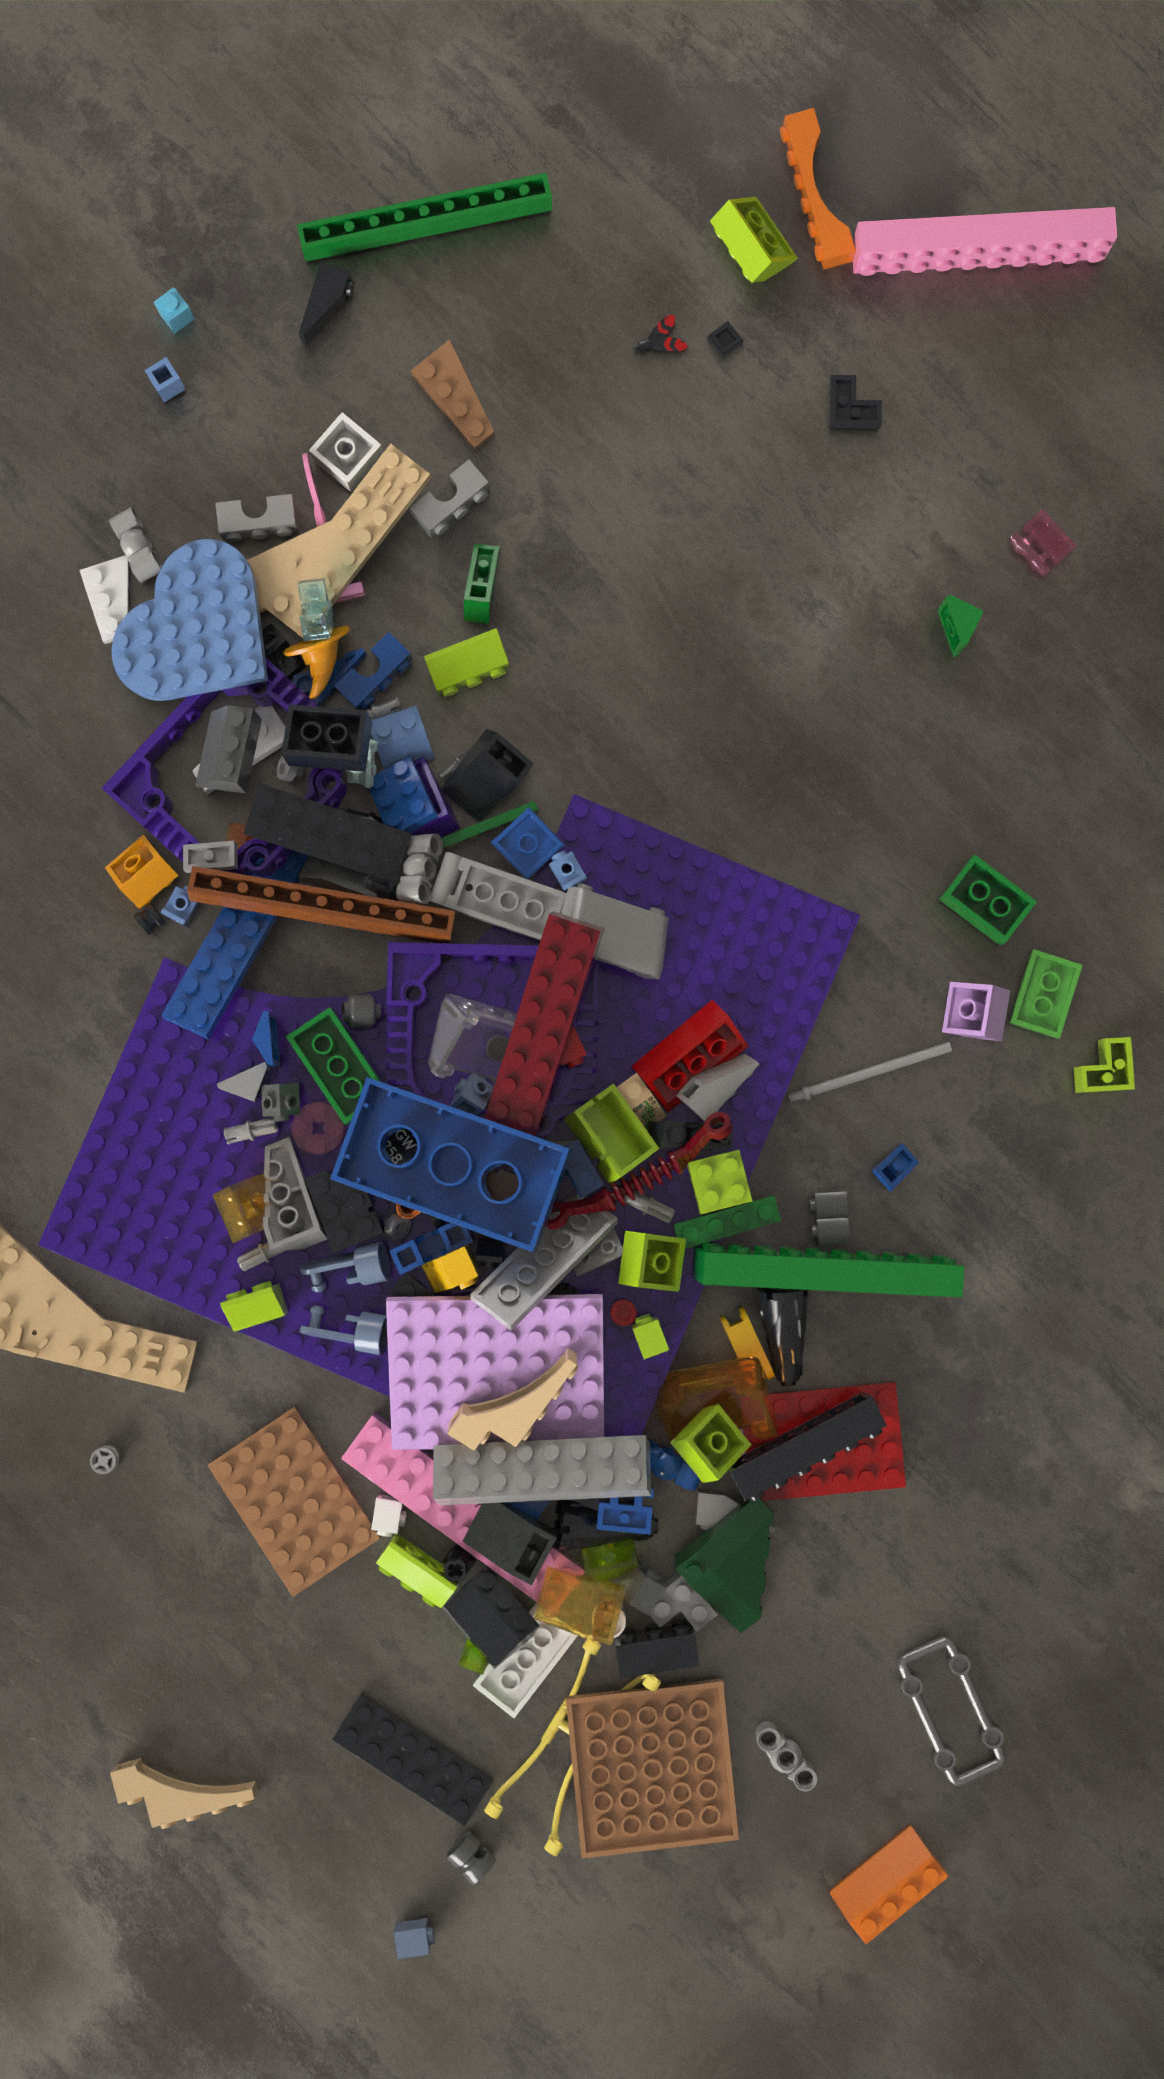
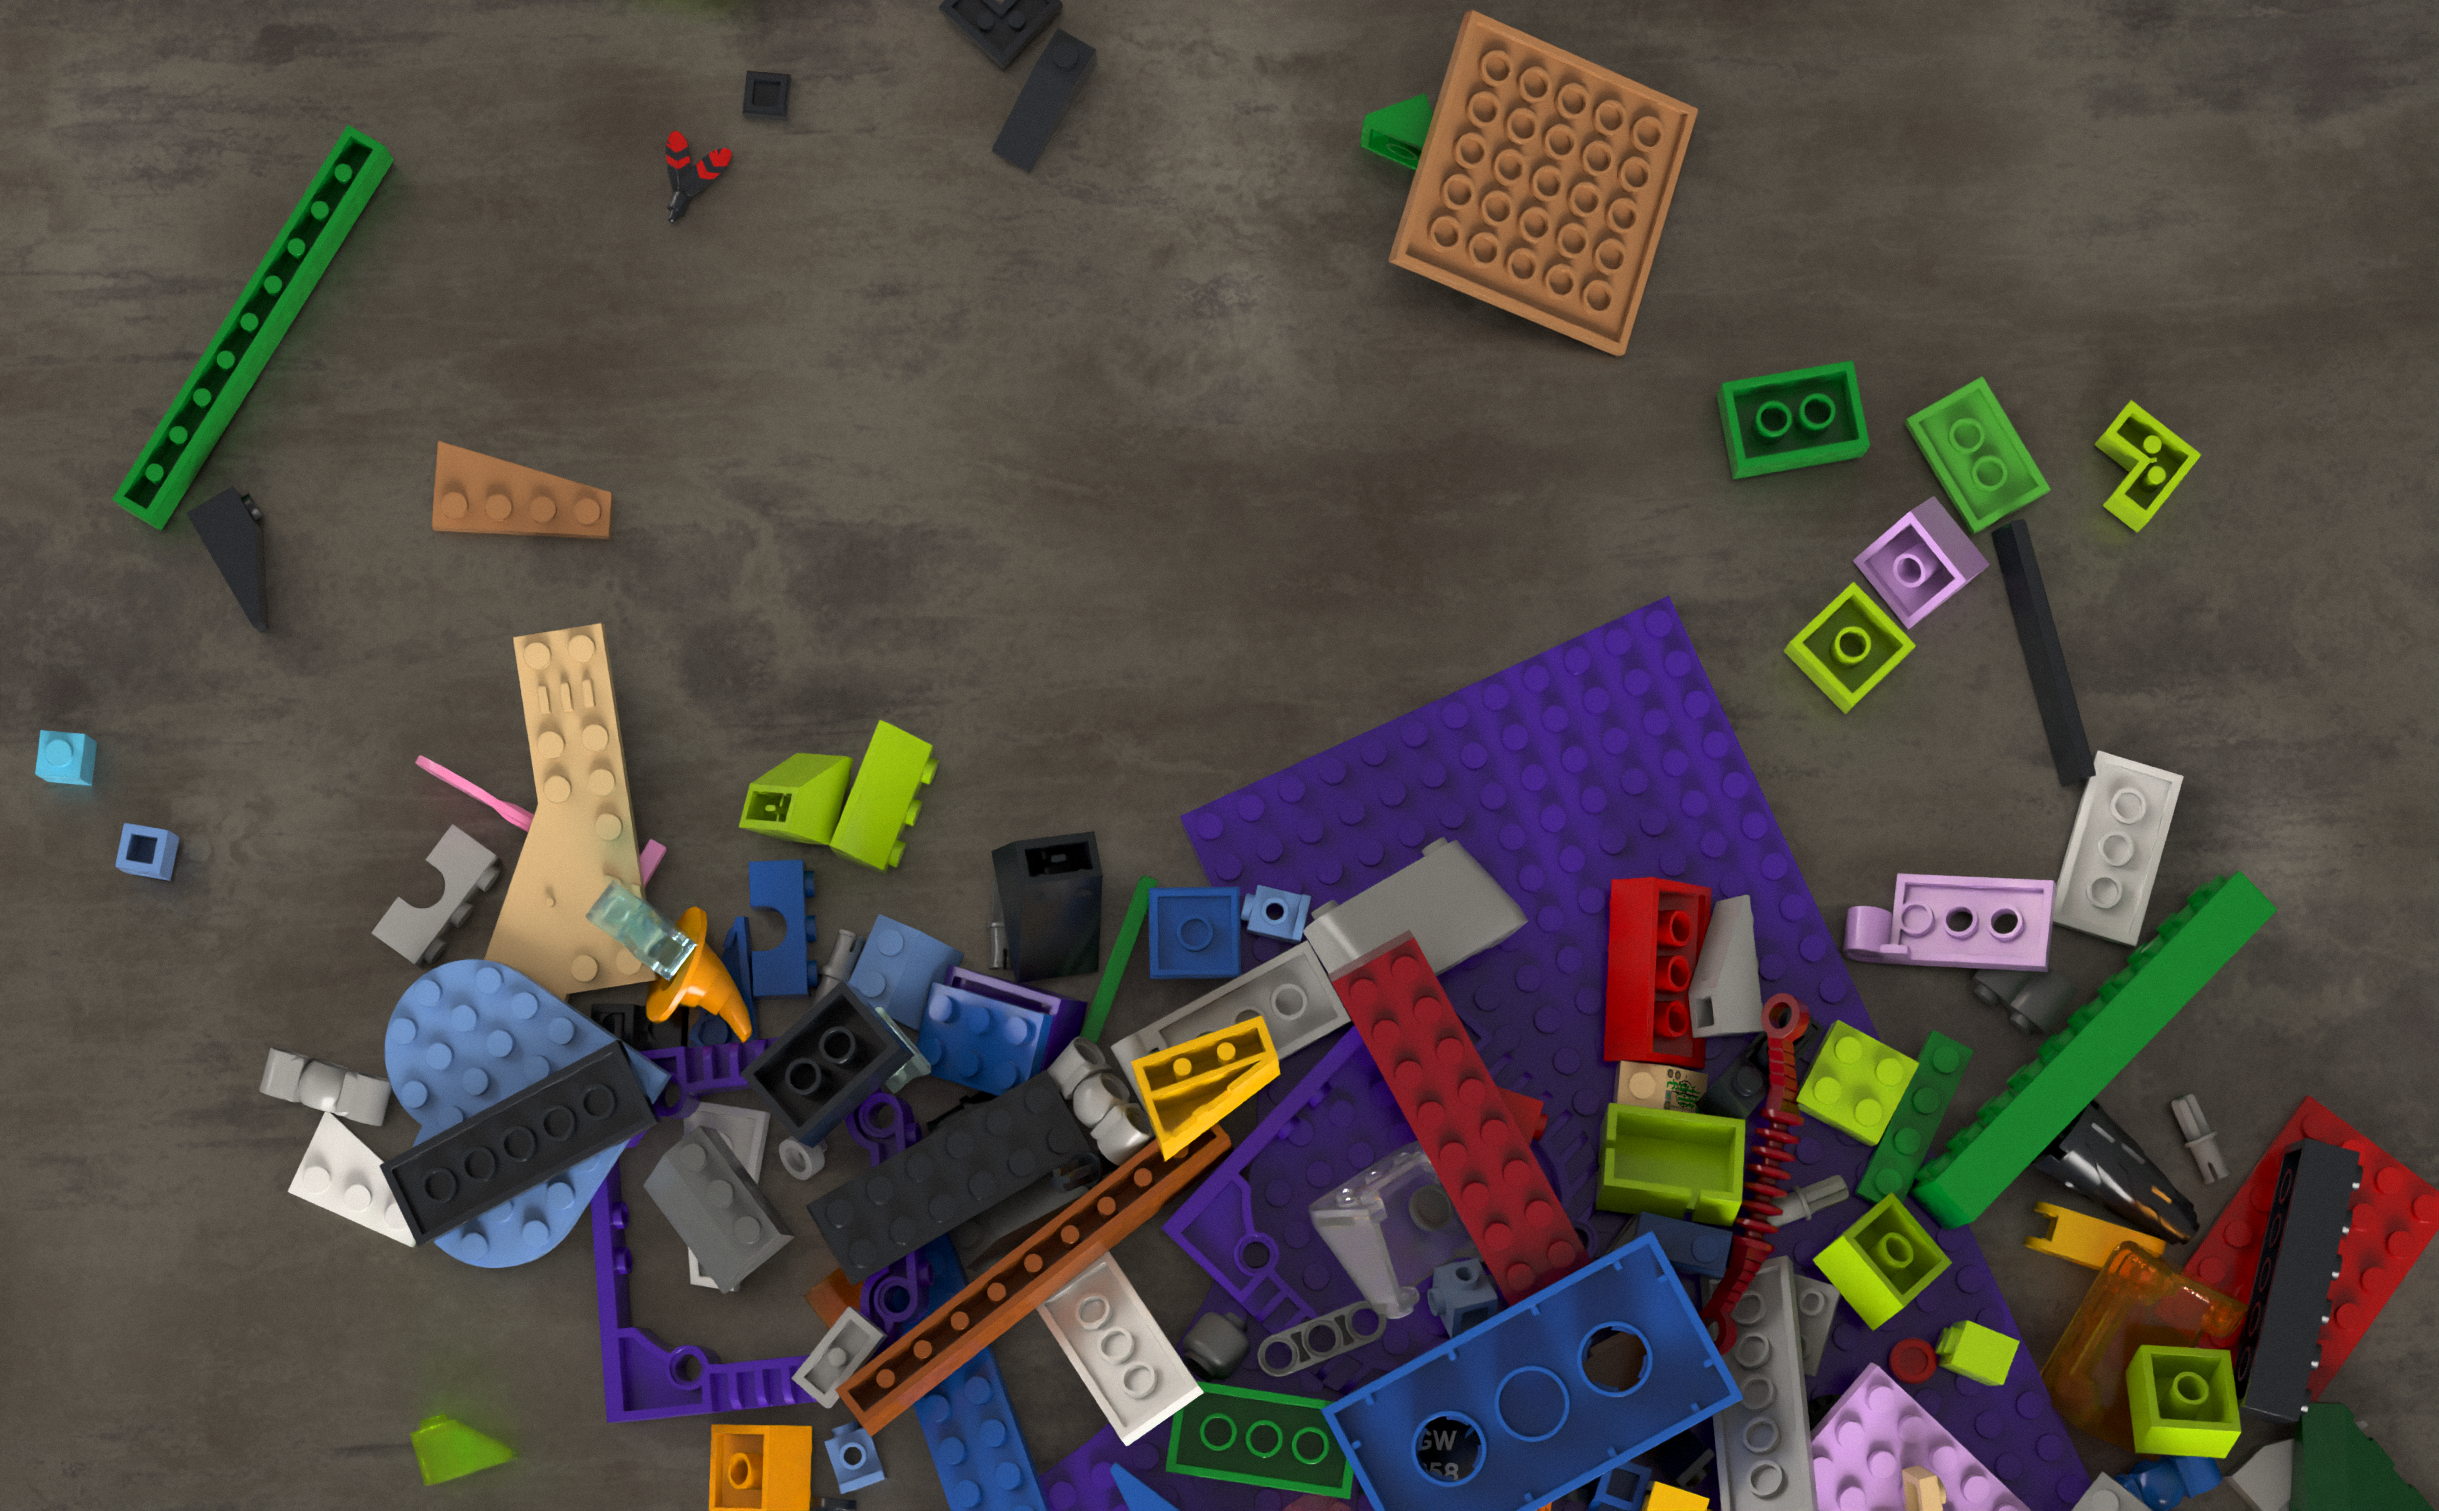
camera: 50 degrees left, 5 degrees down
(36, 737) = (456, 1449): none -> clear neon green slope
(180, 643) = (520, 1143): none -> black plate
(319, 970) = (1118, 1349): none -> white plate
(346, 452) = (463, 704): white brick -> none
(388, 1046) = (1302, 1353): none -> dark grey beam
(434, 627) = (798, 799): none -> lime slope
(436, 515) = (650, 666): light grey arch -> none
(463, 902) = (1204, 1080): none -> yellow wedge
(481, 583) = (793, 687): green slope -> none
(807, 1092) = (1833, 869): light grey bar -> none
(820, 1148) = (1921, 919): none -> lavender hinge
(833, 457) = (1045, 99): none -> black slope
(834, 1352) = (2200, 1137): none -> light grey axle
(895, 1167) = (2030, 844): blue slope -> none
(909, 1013) = (1849, 647): none -> lime brick
(927, 1205) = (2115, 849): none -> white plate
(984, 1098) = (2043, 653): none -> black tile
(991, 698) = (1543, 184): none -> medium nougat plate

